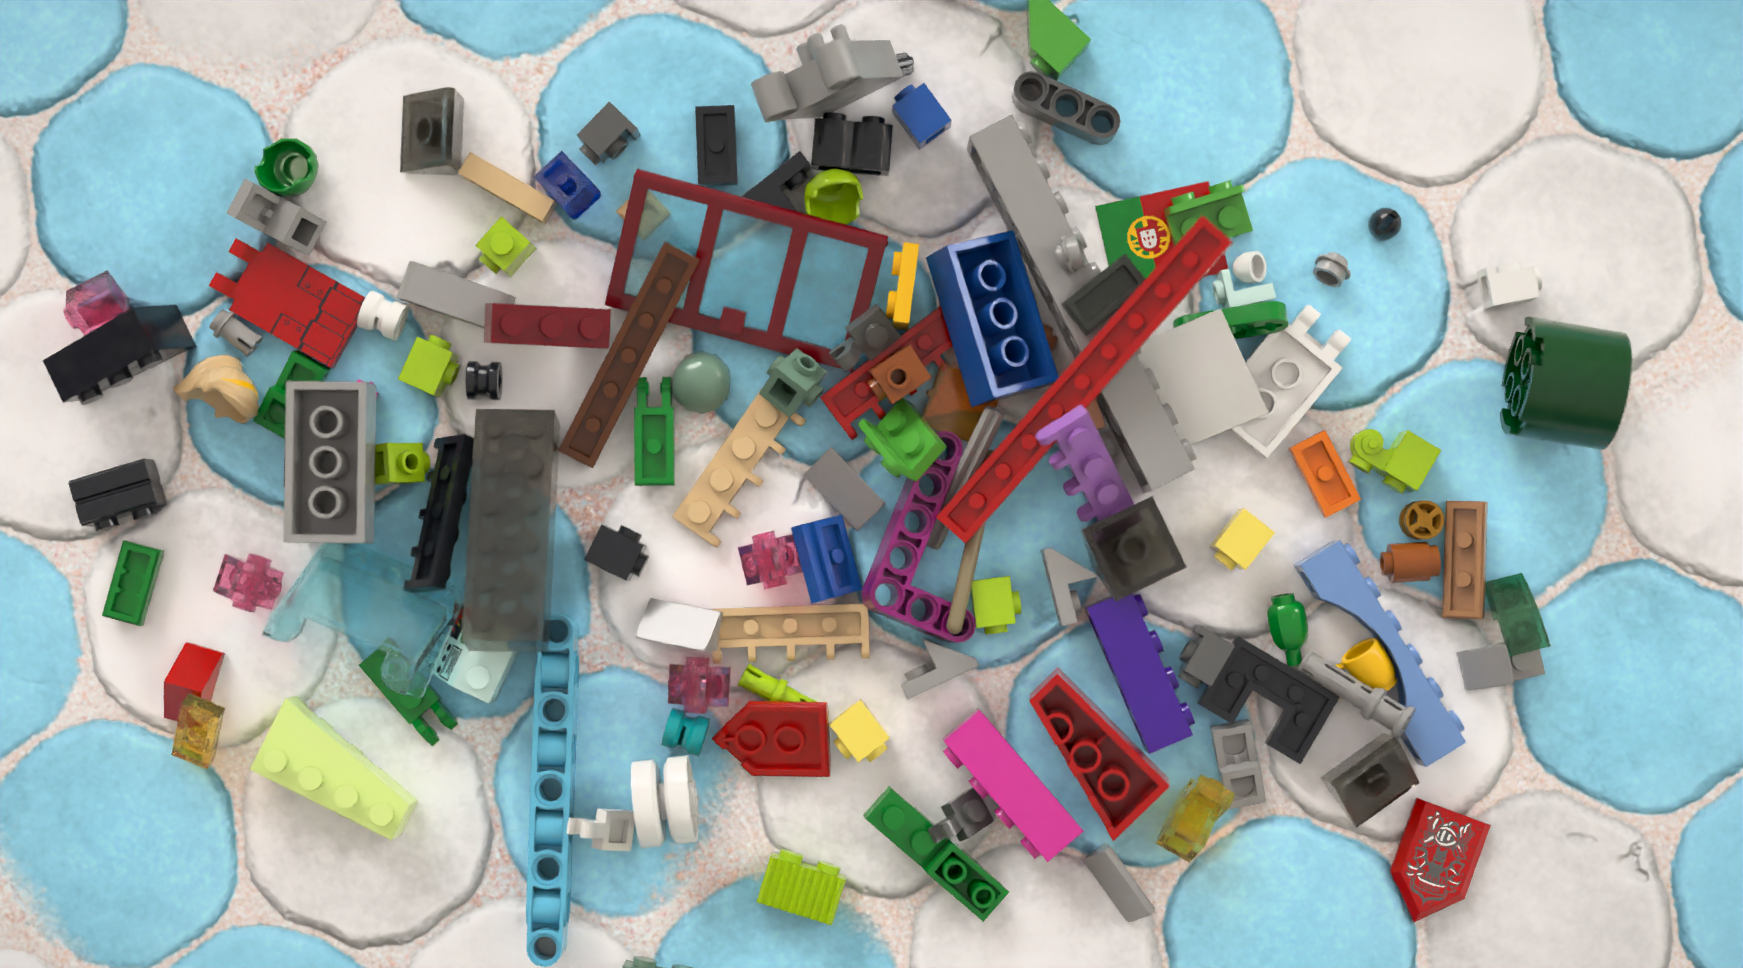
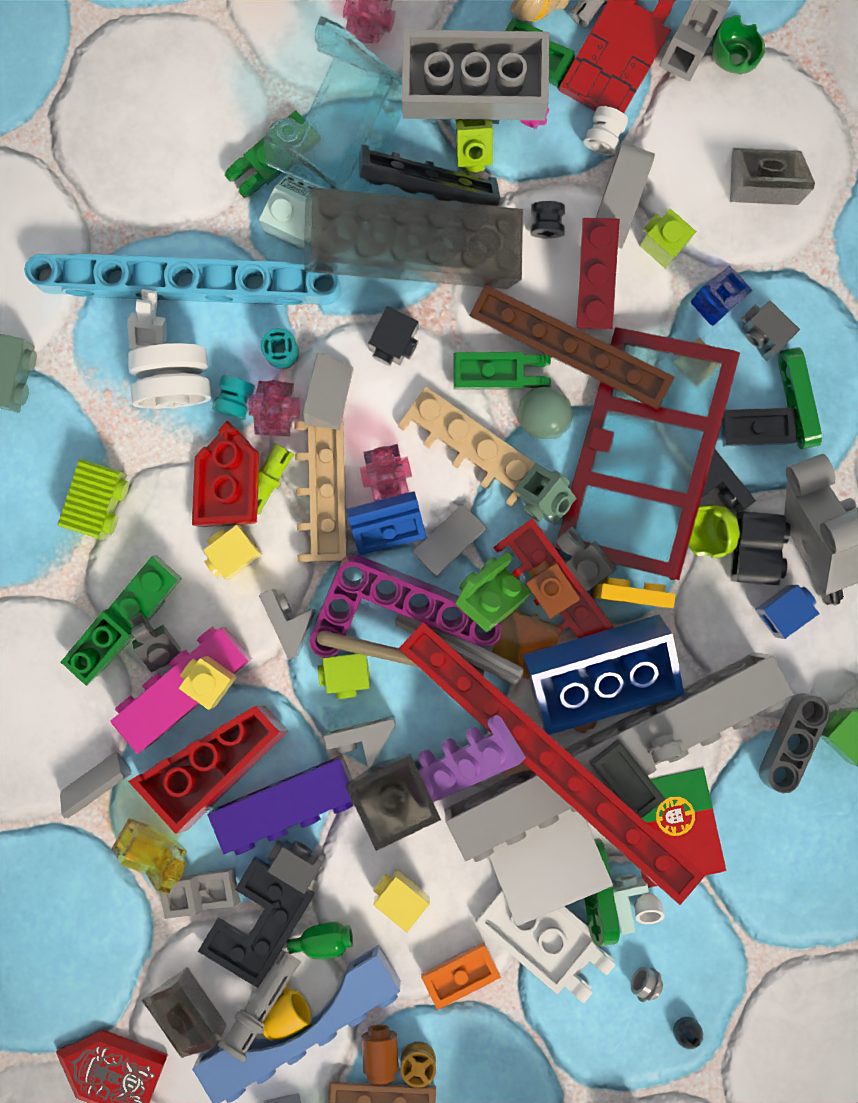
camera: 85 degrees right, 0 degrees up
(324, 767) = (203, 80): yellowish green wedge -> none
(430, 365) = (560, 172): lime brick -> none
(507, 188) = (719, 241): tan piece -> none
(635, 675) = (284, 353): none -> teal wheel
(683, 99) = (800, 396): none -> green beam
(1002, 753) = (206, 681): none -> light yellow brick
(1221, 207) = (701, 854): bright green bracket -> none
(1402, 465) = (469, 1049): lime brick -> none

